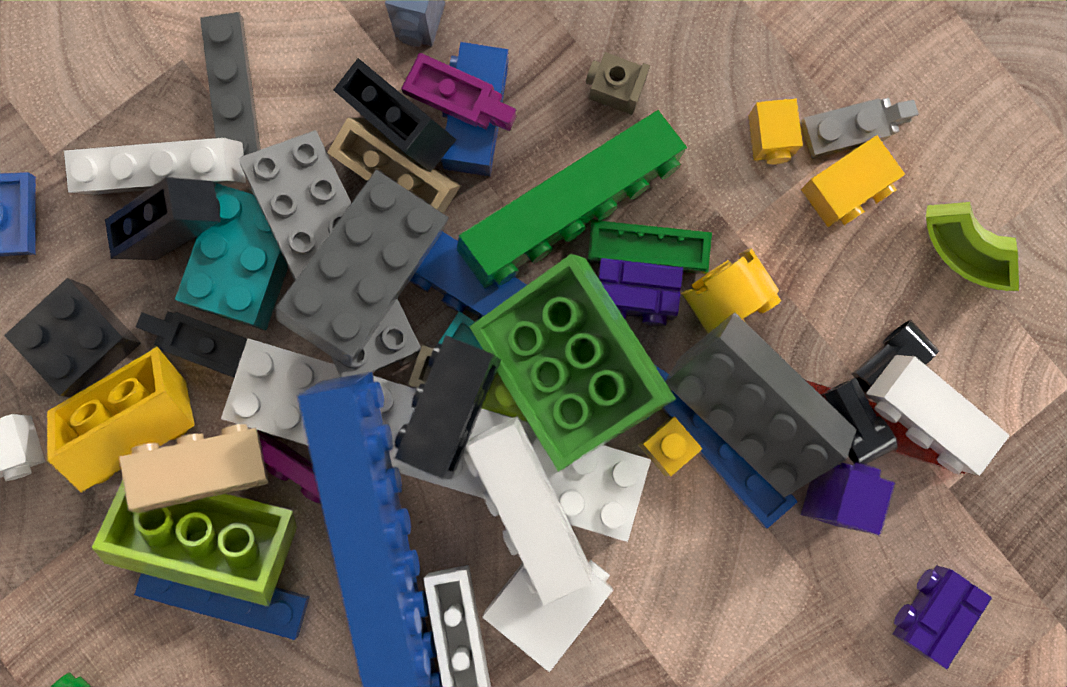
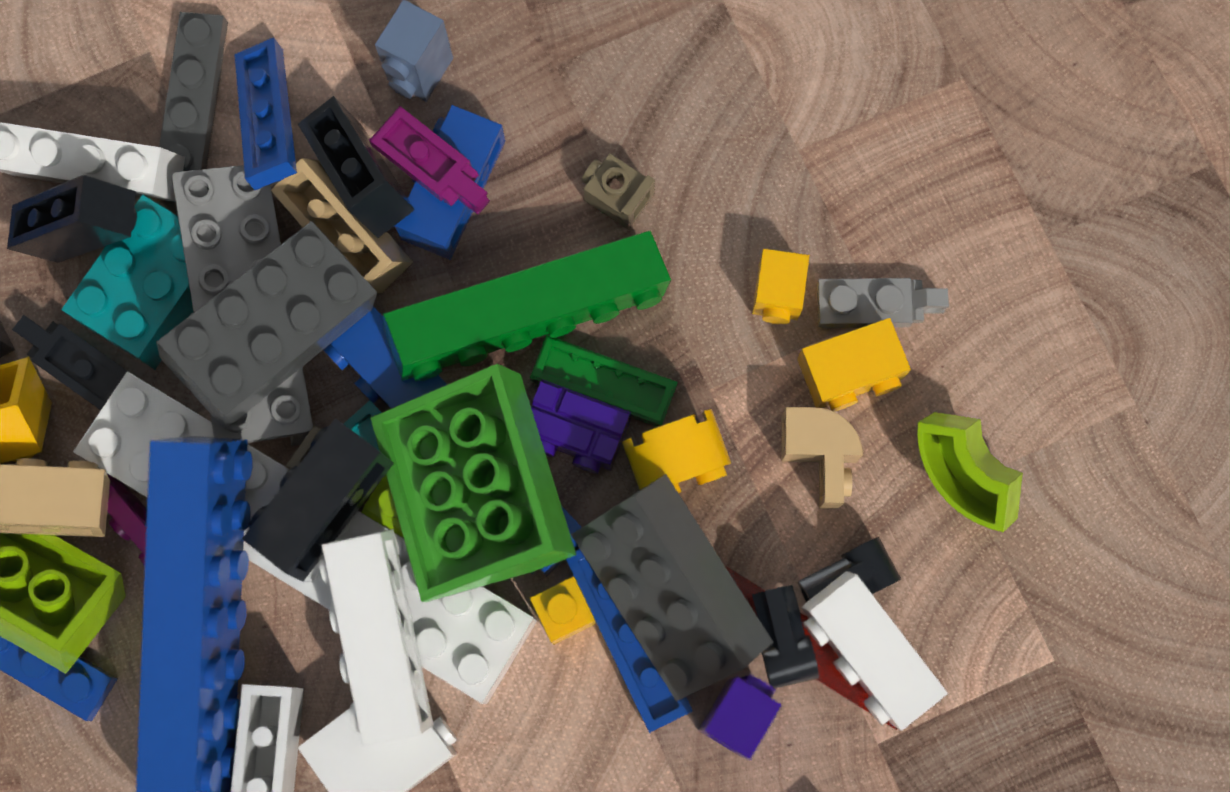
camera: 20 degrees right, 5 degrees down
(302, 88) = (264, 114): none -> blue plate
(849, 251) = (825, 438): none -> tan brick

